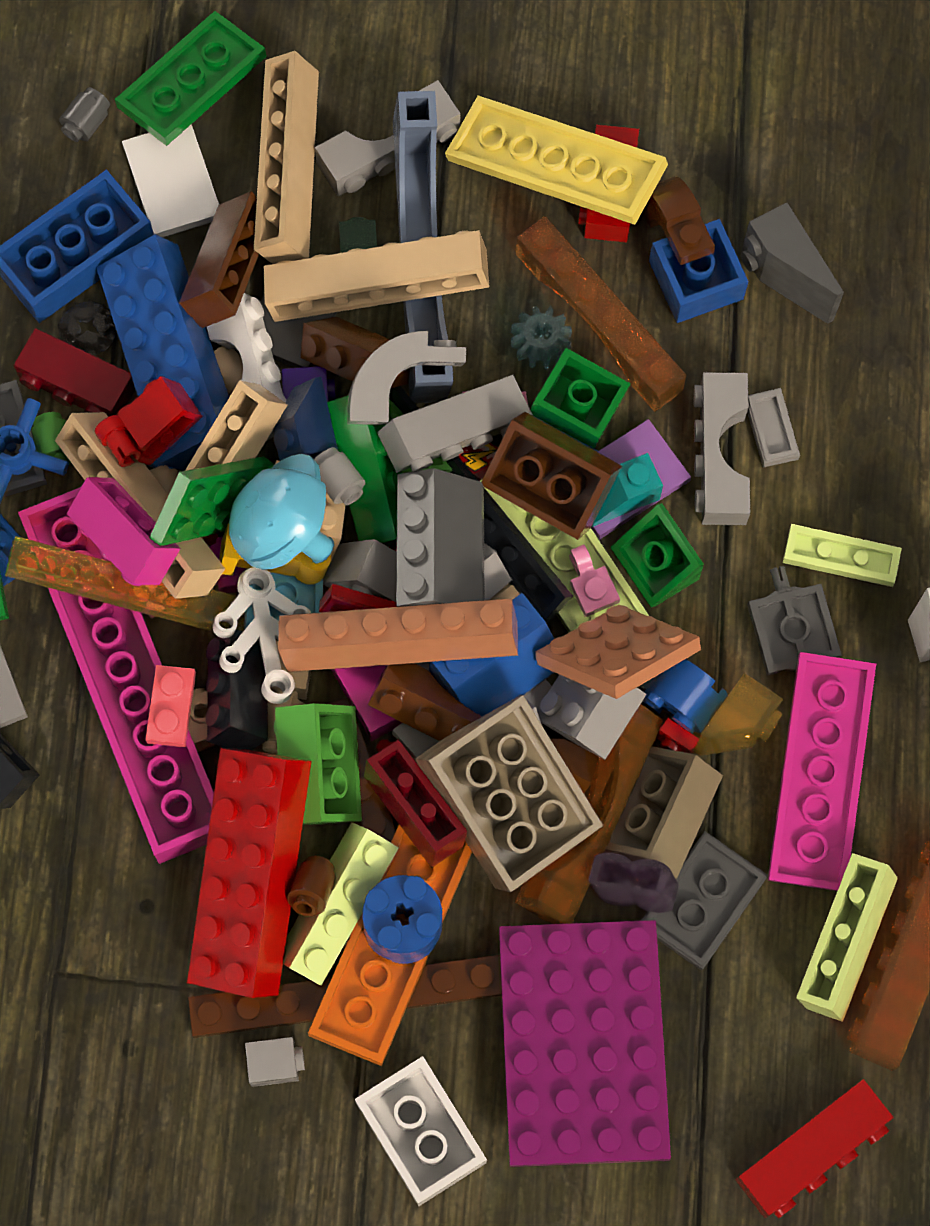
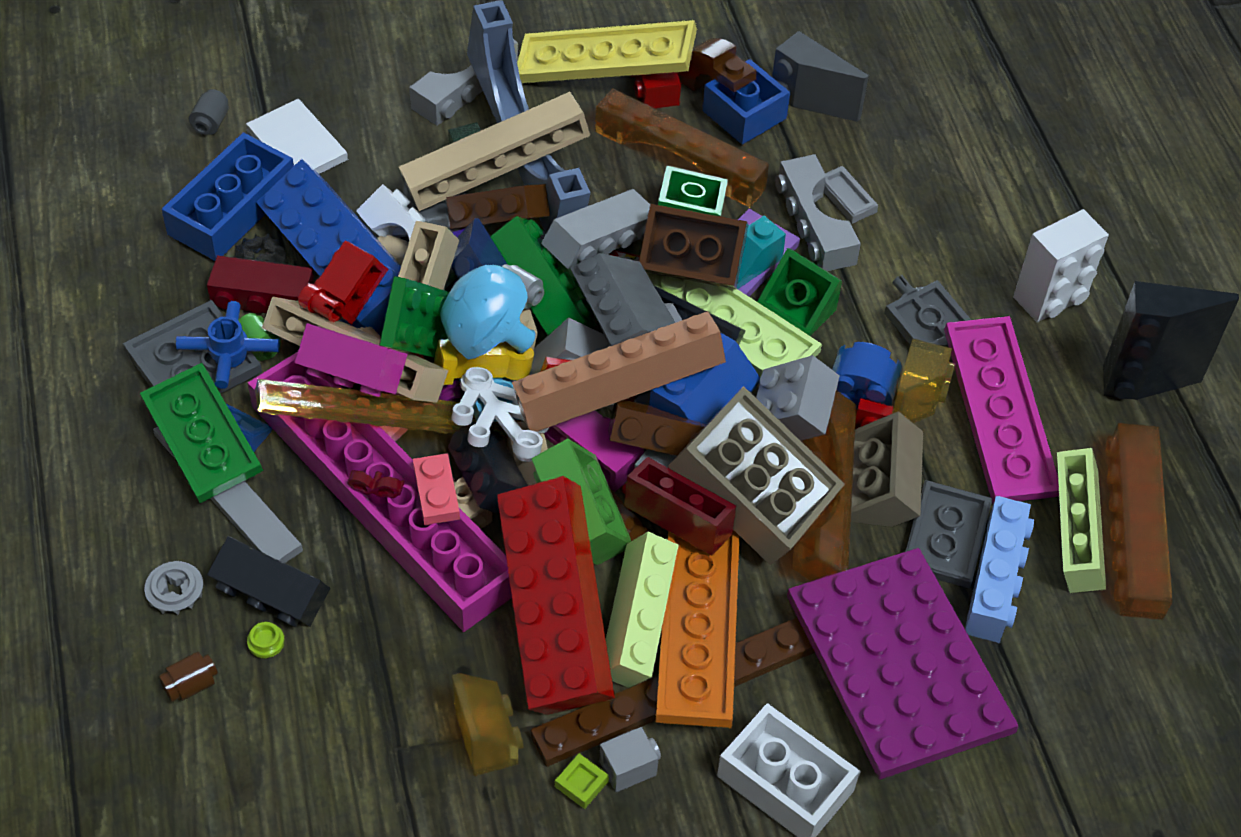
camera: 20 degrees left, 20 degrees down
(110, 684) = (378, 486): none -> dark red piece
(142, 982) = (485, 723): none -> clear yellow slope
(190, 78) = (289, 69): green plate -> none
(219, 1069) = (581, 781): none -> lime plate
(223, 263) = (366, 169): reddish brown brick -> none
(286, 159) = (388, 97): tan brick -> none
(312, 886) = (615, 591): reddish brown brick -> none
(372, 384) = (528, 206): light grey arch -> none
(386, 934) = (706, 595): blue brick -> none
(540, 325) = (640, 172): clear light blue gear -> none
(592, 587) = (759, 324): bright pink plate -> none
(618, 651) = (804, 345): nougat plate -> none
(639, 882) = (887, 524): brick -> none
(738, 959) = (998, 568): none -> light blue brick
(815, 1148) = (1130, 693): red brick -> none
(842, 555) = (943, 261): yellowish green plate -> none

